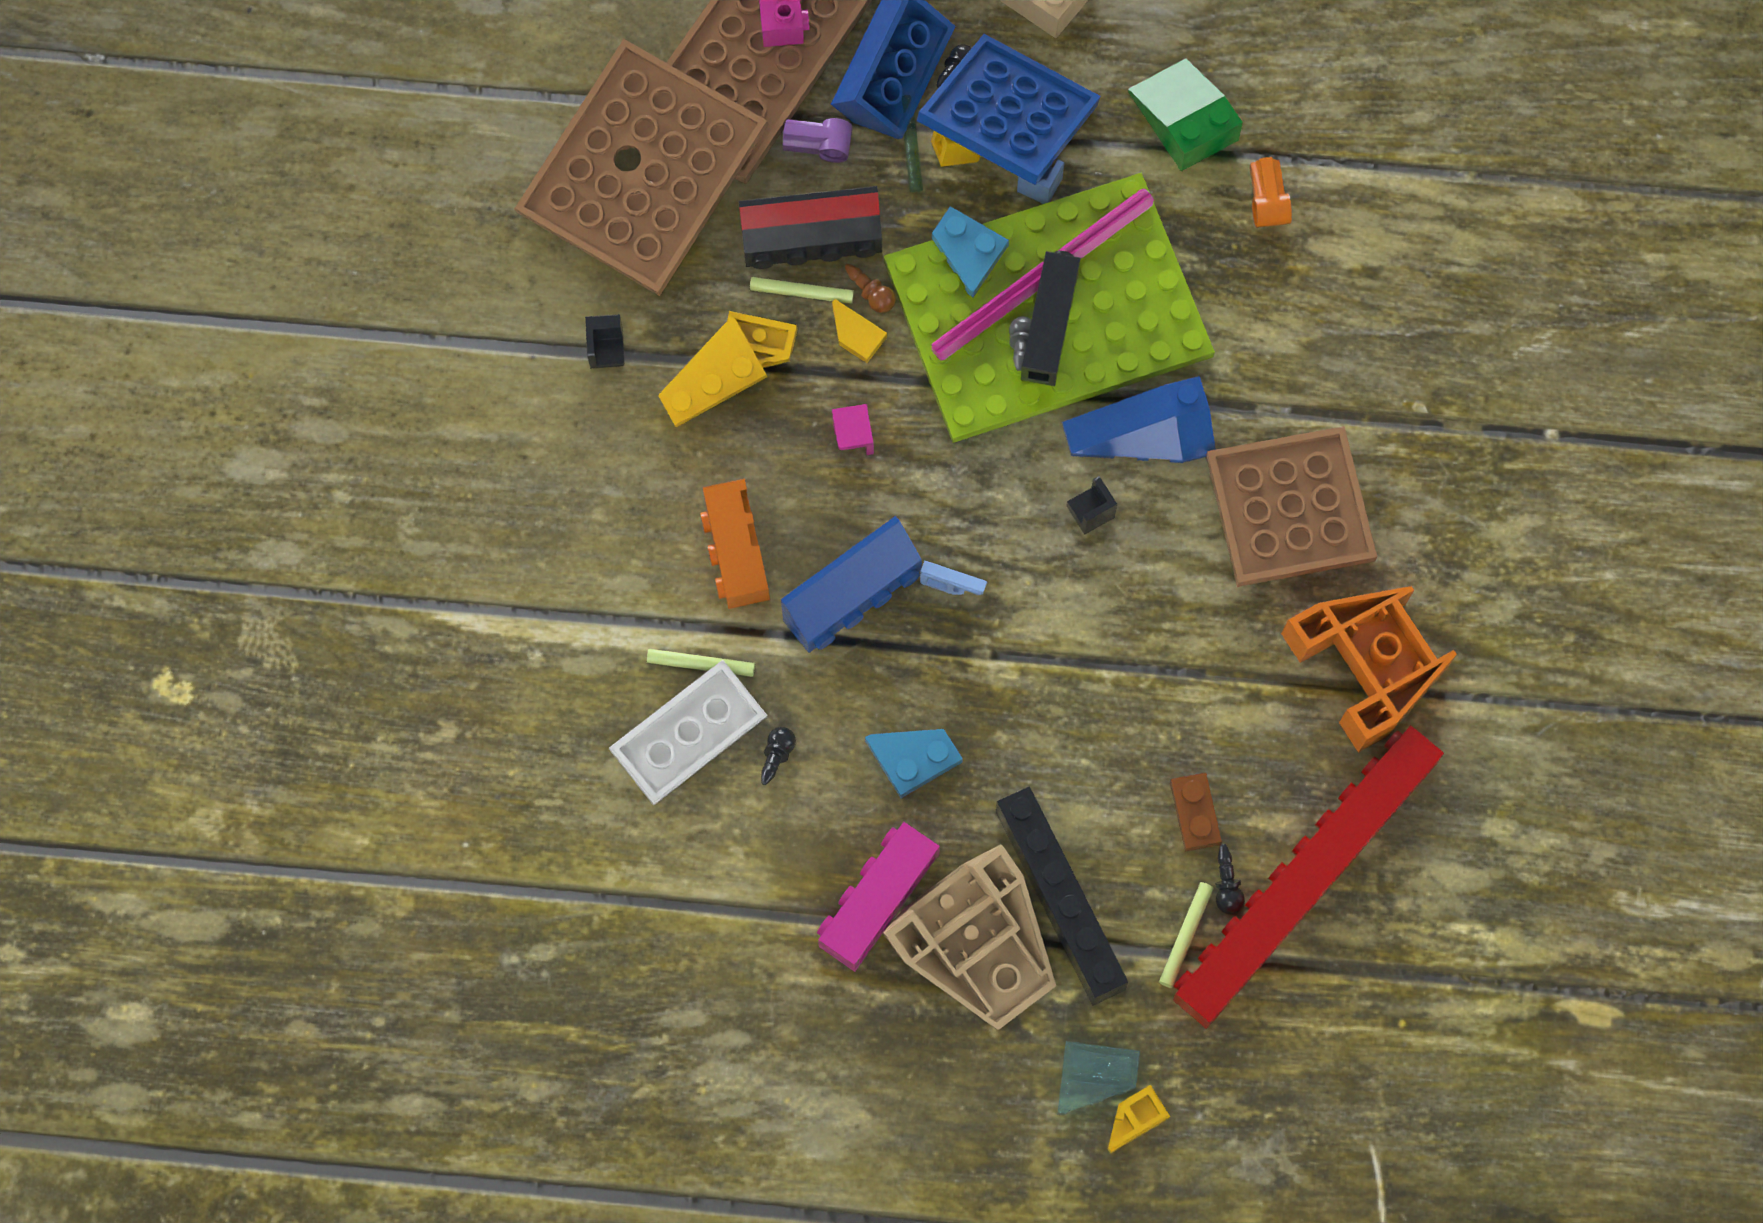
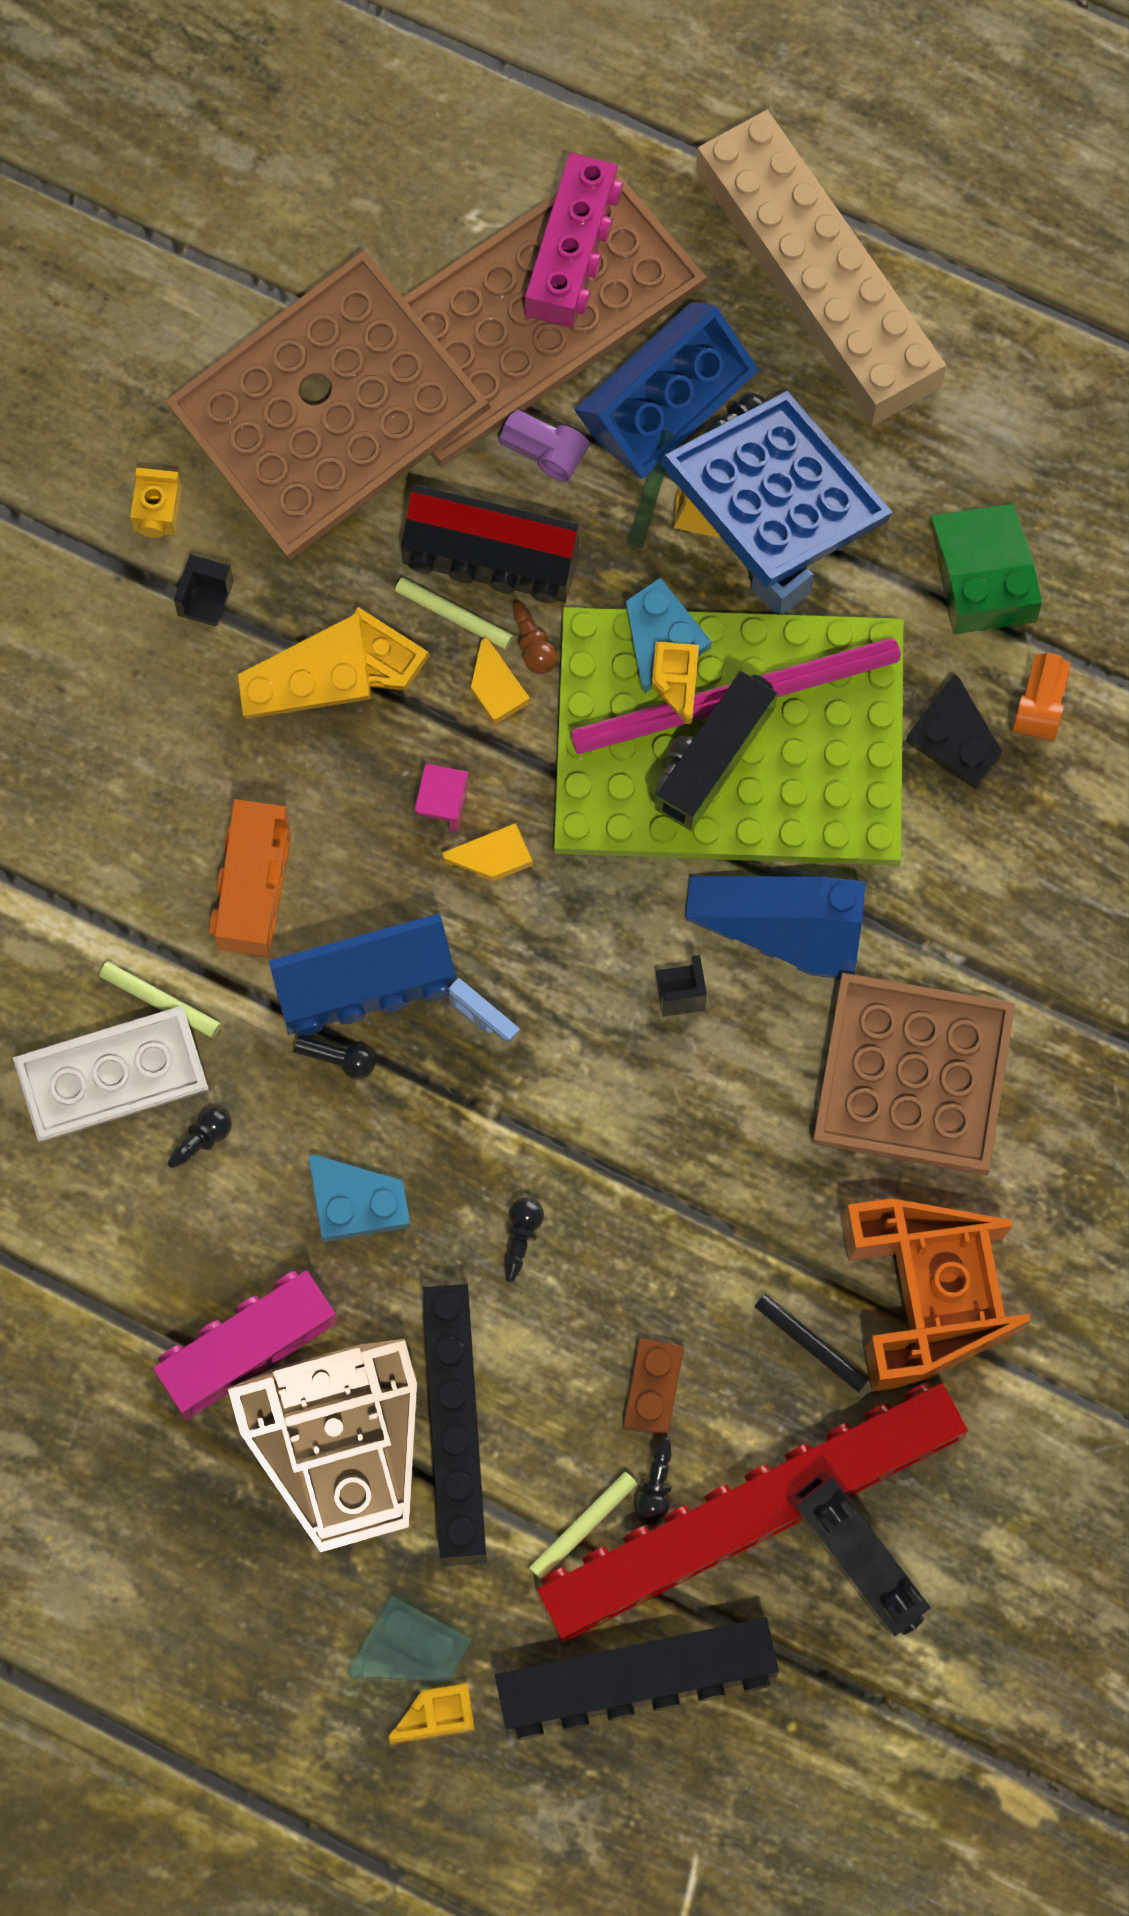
camera: 20 degrees right, 0 degrees up
(536, 276) = (158, 487): none -> yellow brick
(868, 653) = (356, 1061): none -> black bar
(908, 460) = (492, 855): none -> yellow tile
(994, 275) = (676, 676): none -> yellow tile
(1048, 721) = (525, 1217): none -> black bar
(1216, 245) = (956, 735): none -> black wing
(1274, 1030) = (637, 1676): none -> black brick
(1298, 734) = (811, 1342): none -> black bar
(1403, 874) = (859, 1554): none -> black brick

